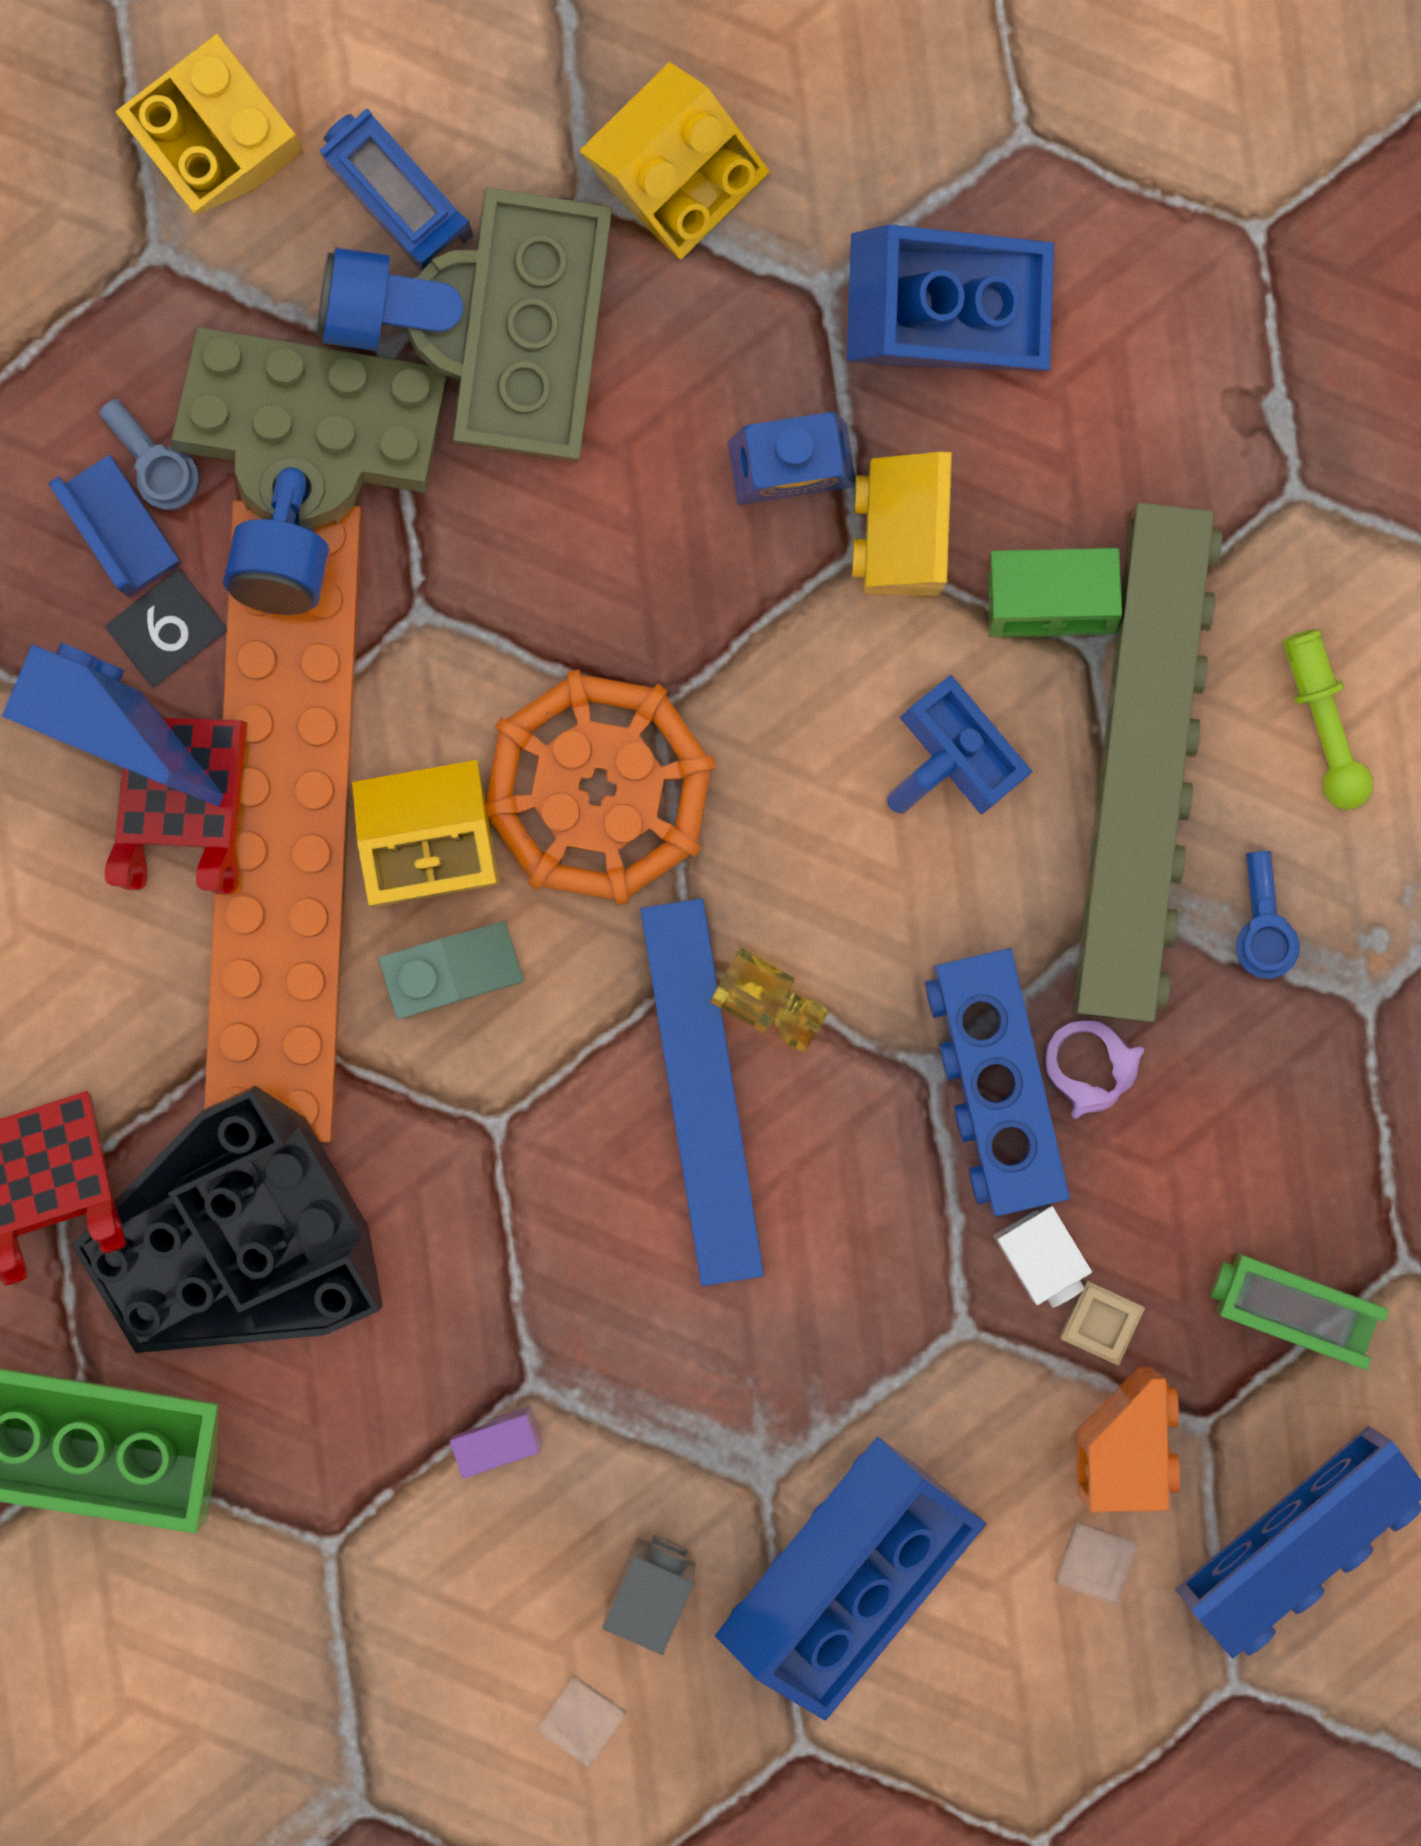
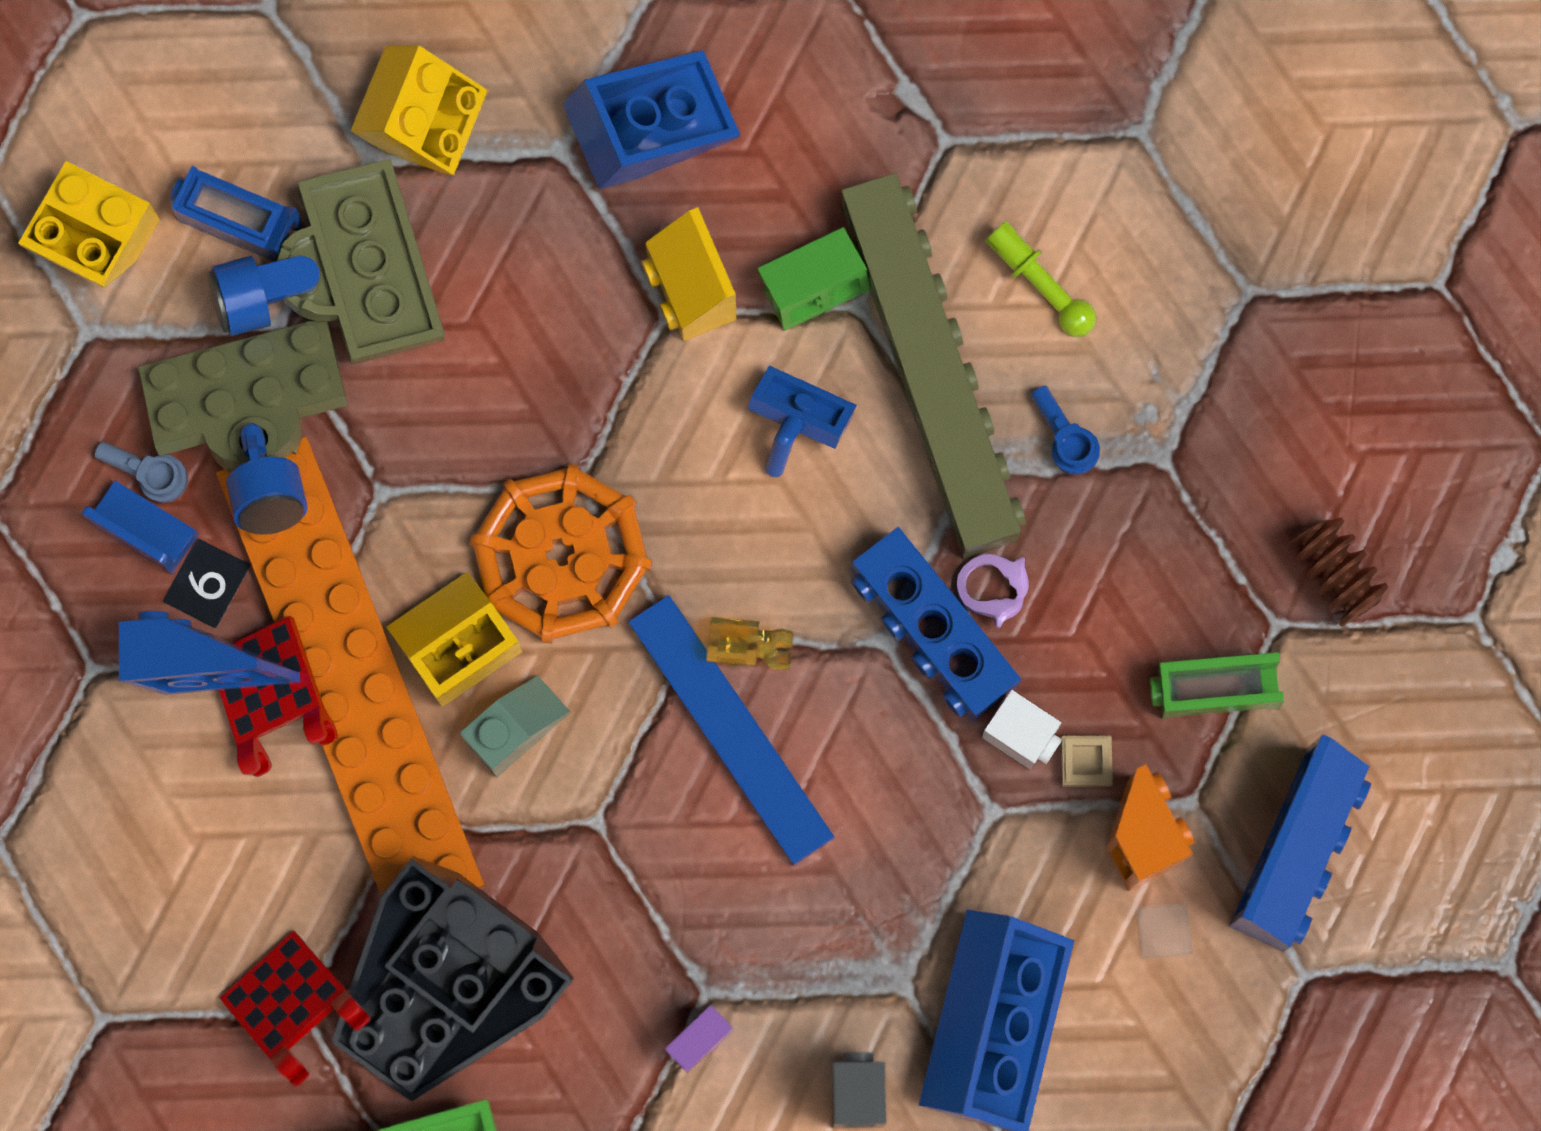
camera: 25 degrees left, 10 degrees down
(791, 458) = (590, 268): blue torso -> none

